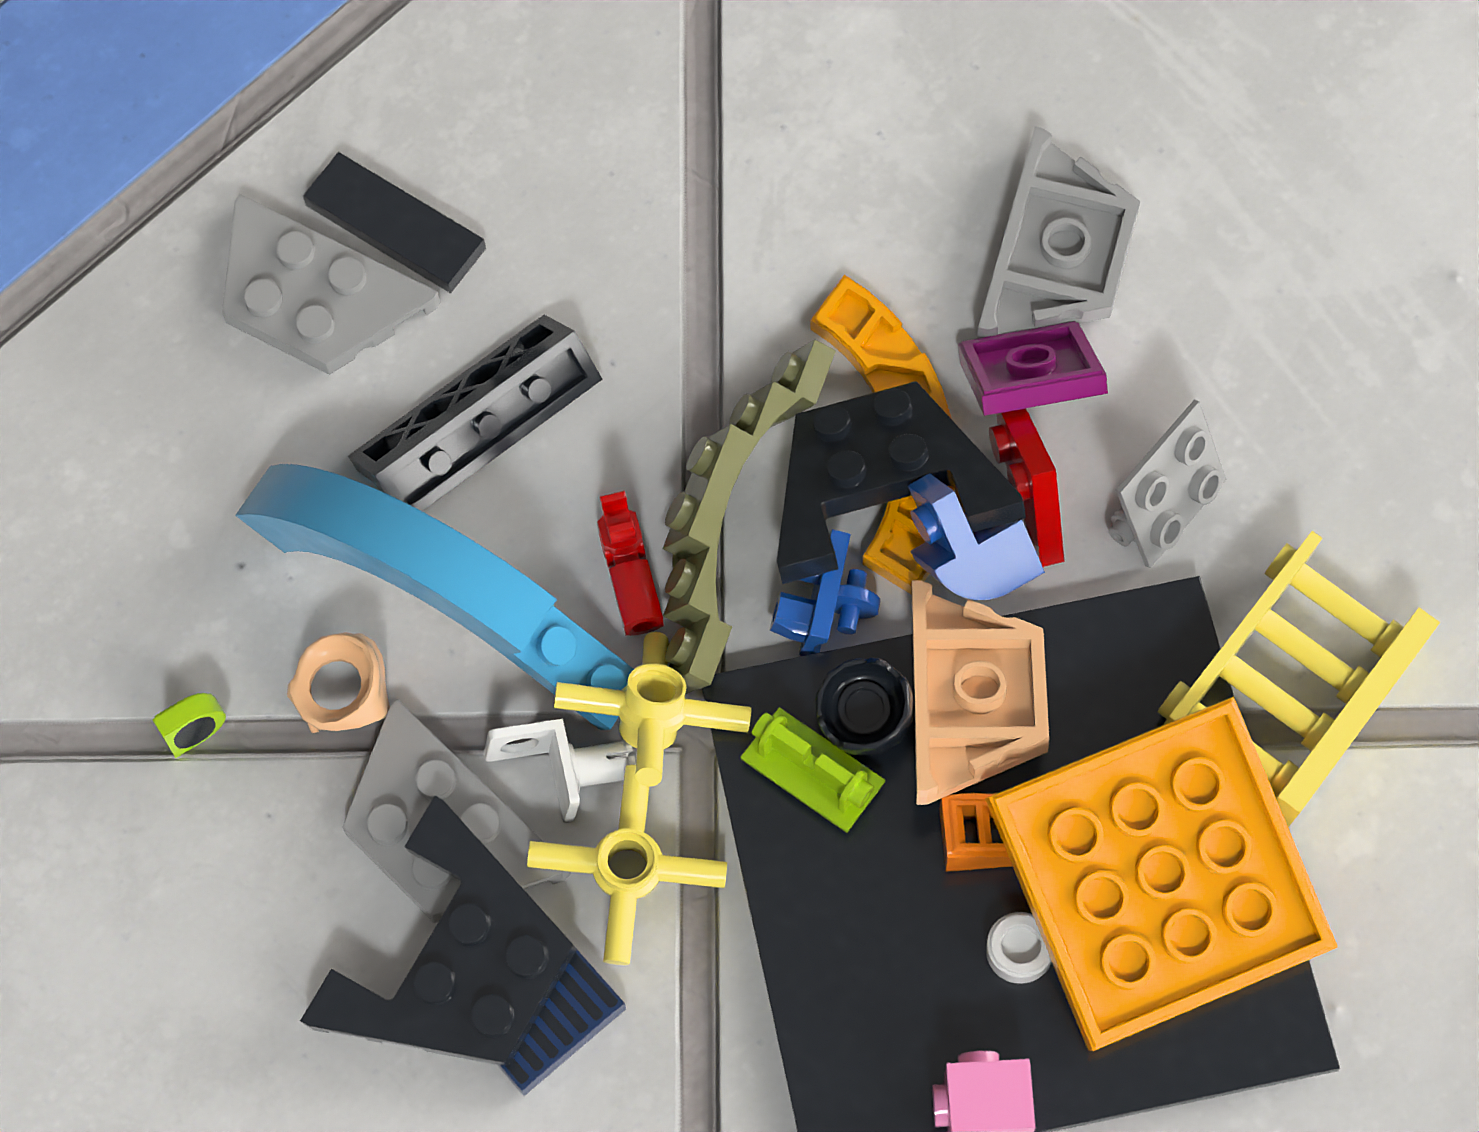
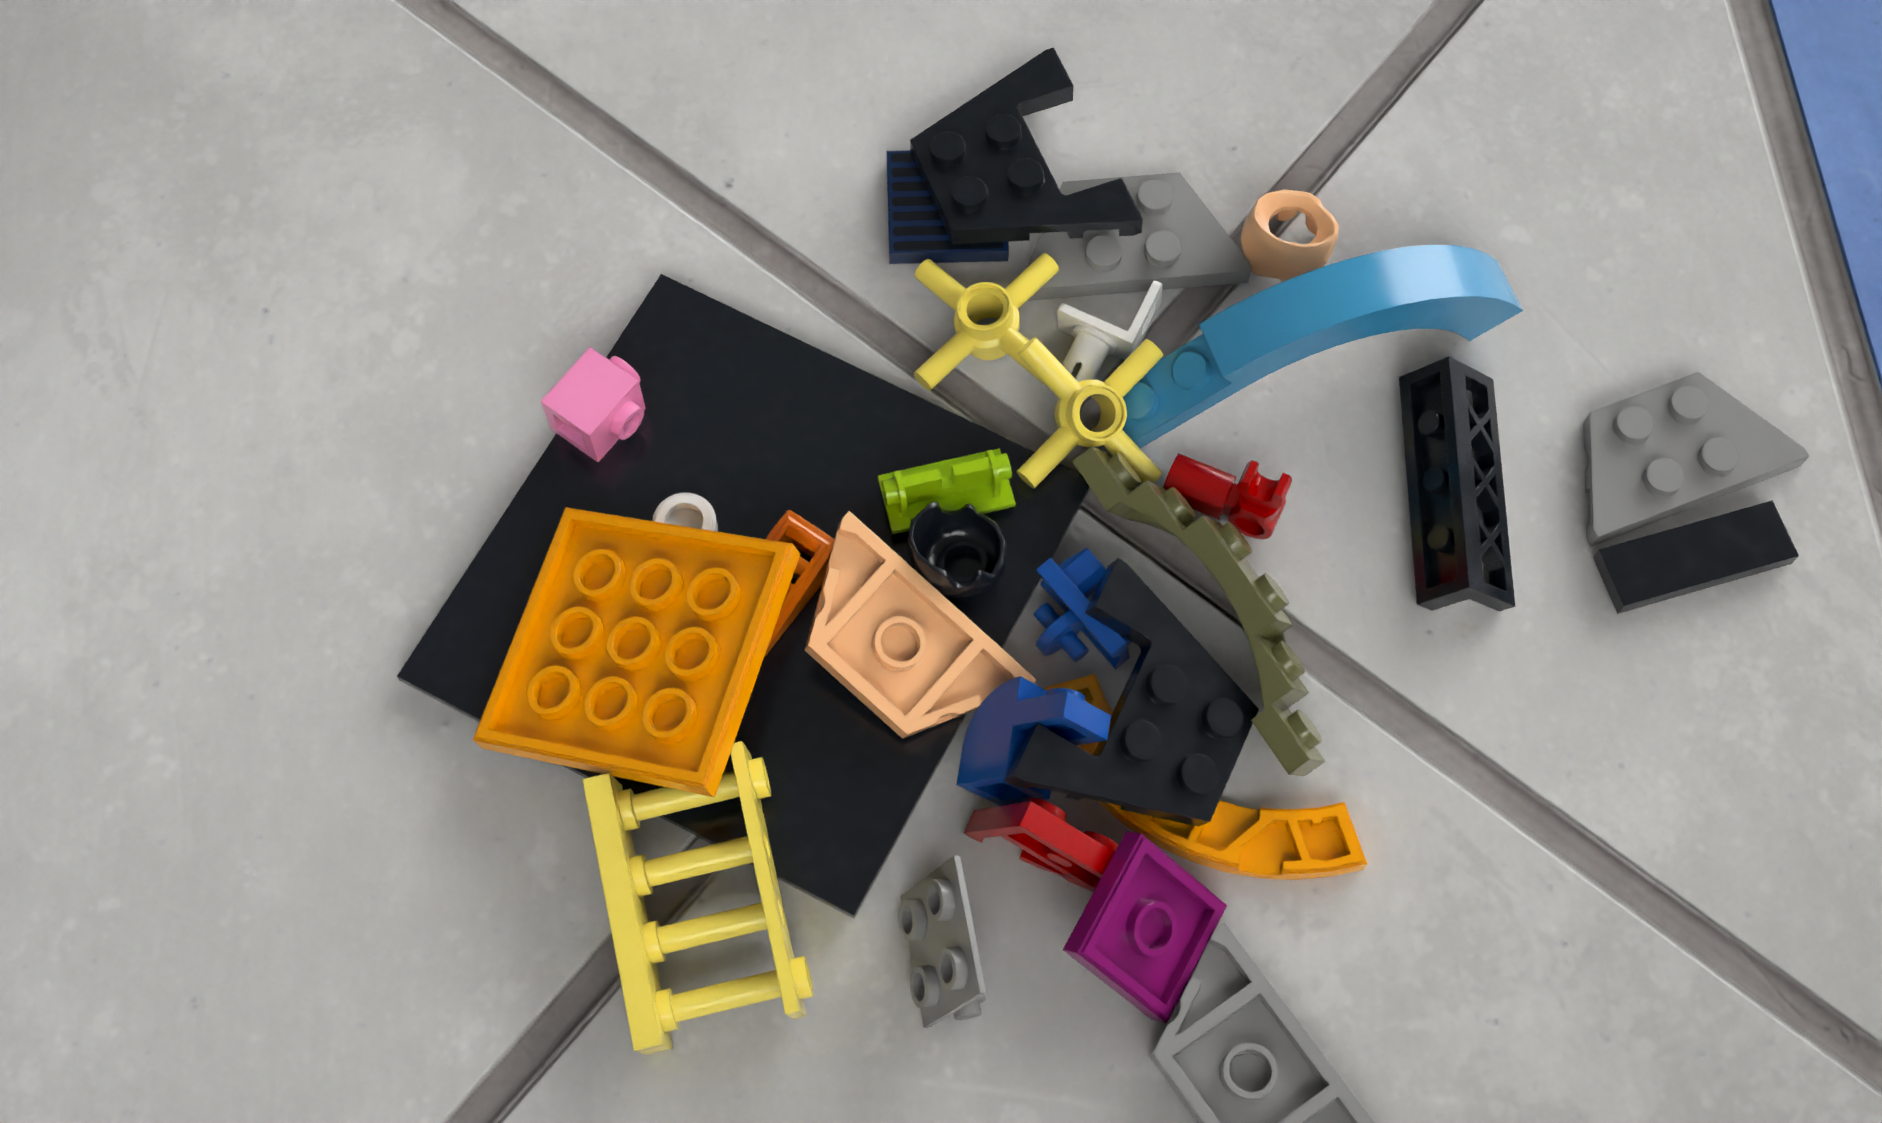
camera: 125 degrees right, 0 degrees up
(190, 722) = (1345, 125): lime tile -> none

